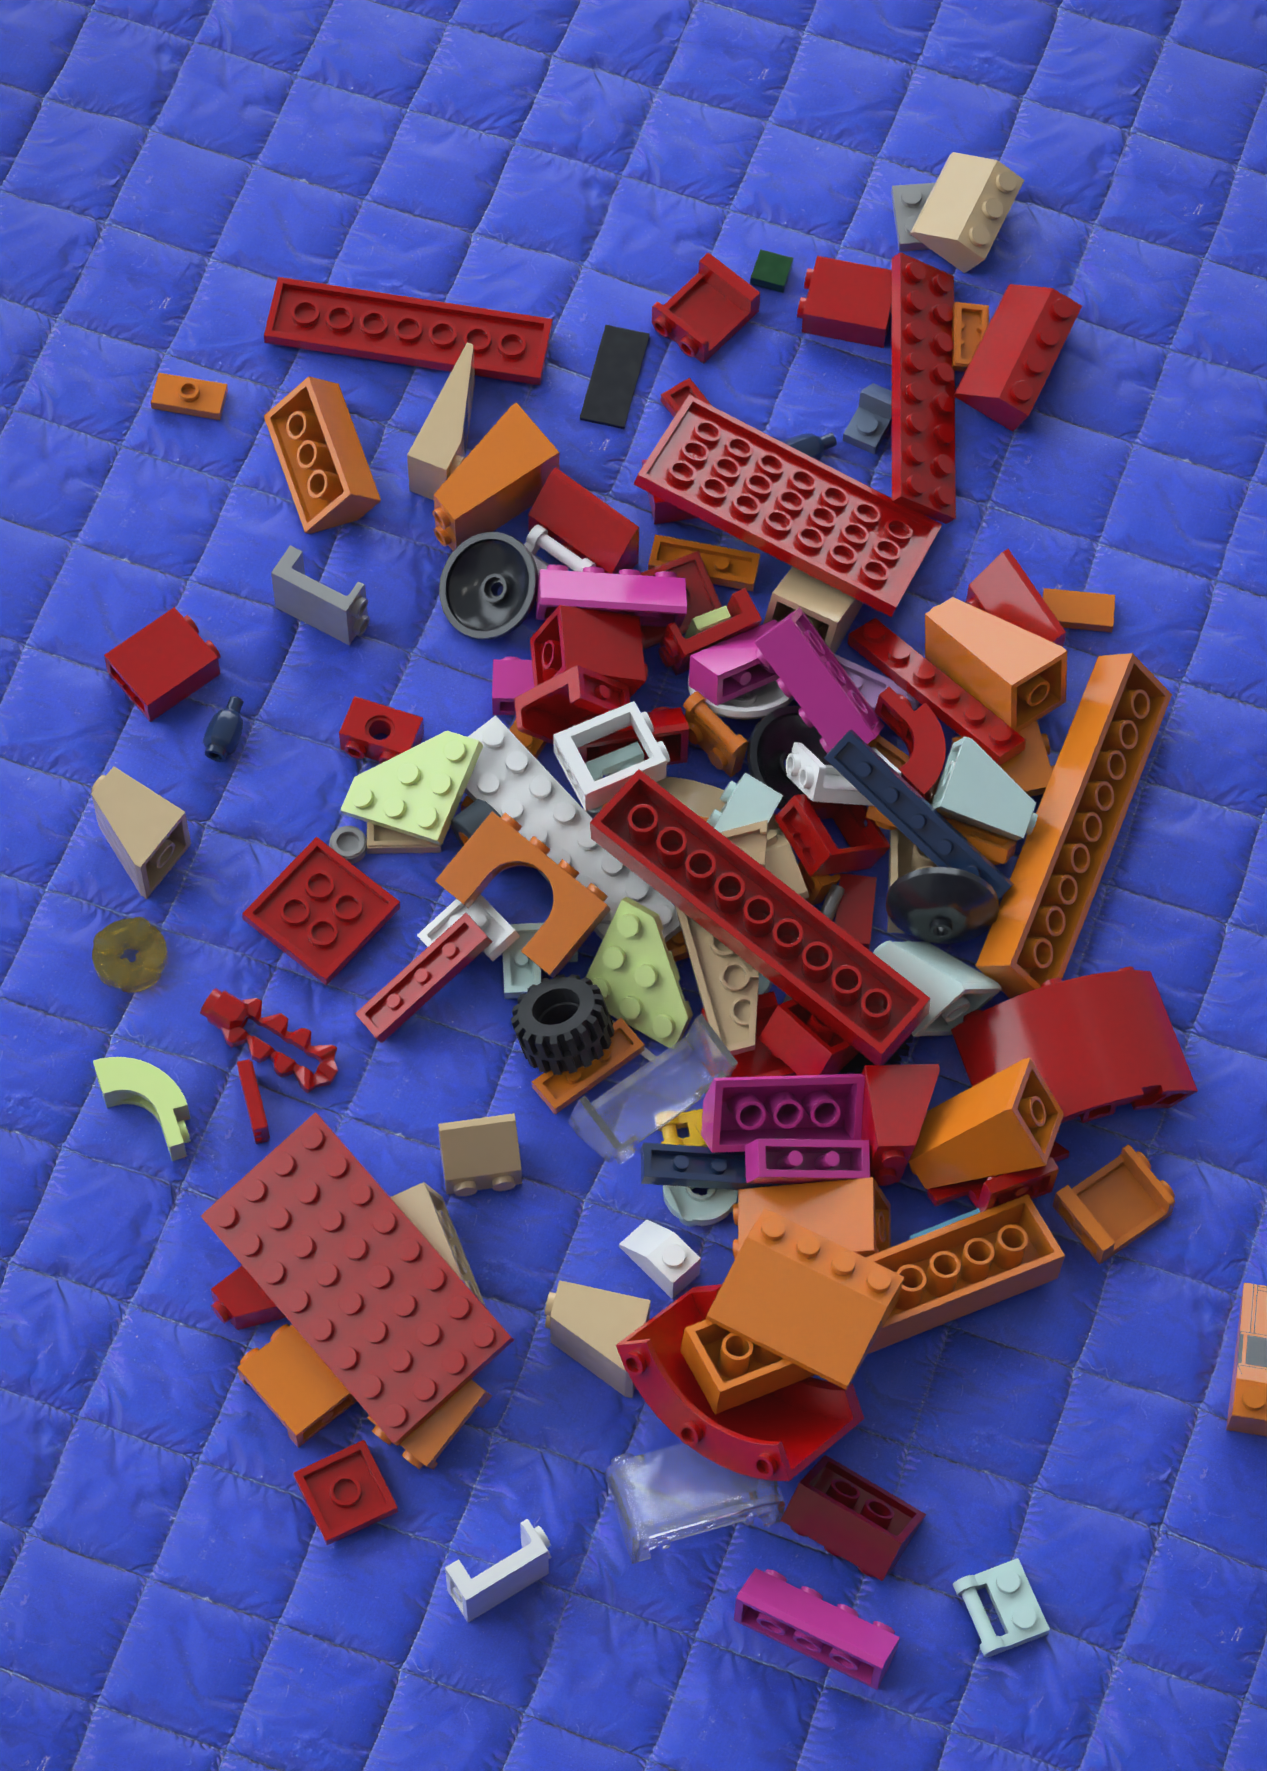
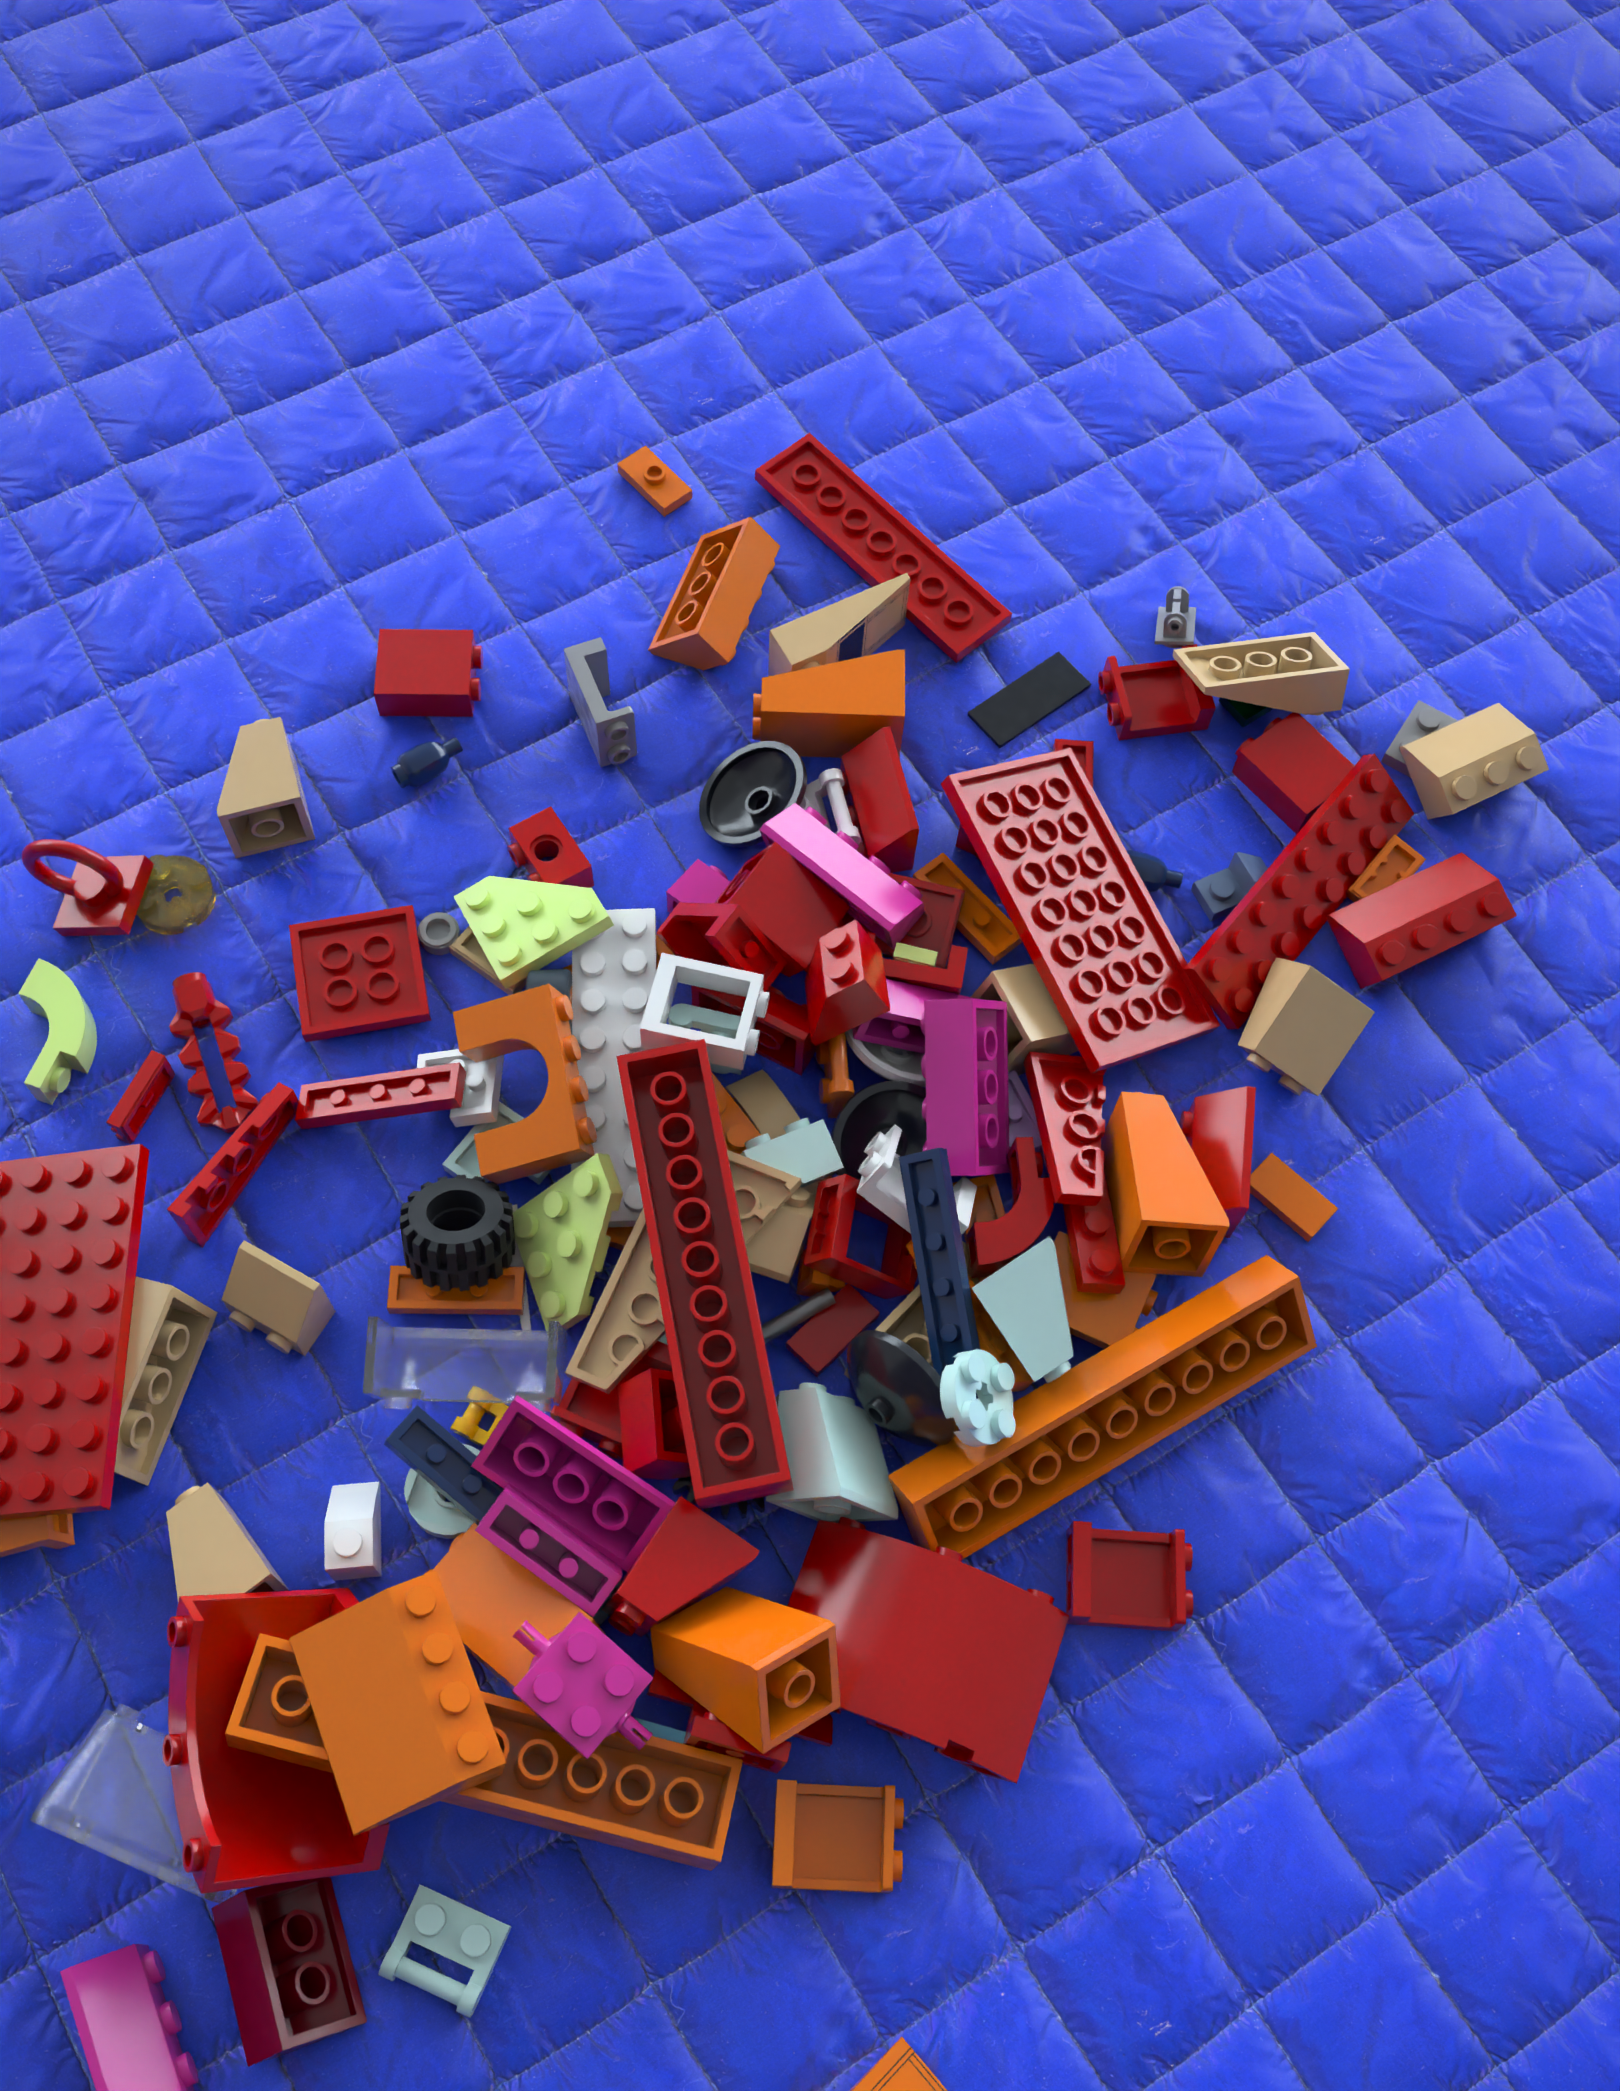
camera: 35 degrees right, 0 degrees up
(81, 989) = (99, 895): none -> red tile
(366, 1108) = (225, 1176): none -> red wing
(675, 242) = (1176, 620): none -> light grey hinge
(685, 672) = (844, 983): none -> red slope
(779, 239) = (1274, 672): none -> tan slope
(899, 656) = (1069, 1124): none -> red wing
(901, 1216) = (582, 1685): none -> dark pink plate
(934, 1429) = (454, 1933): none -> light aqua plate
(999, 870) = (991, 1415): none -> light aqua plate
(1000, 485) = (1302, 1026): none -> tan slope
(1166, 925) = (1127, 1578): none -> red panel

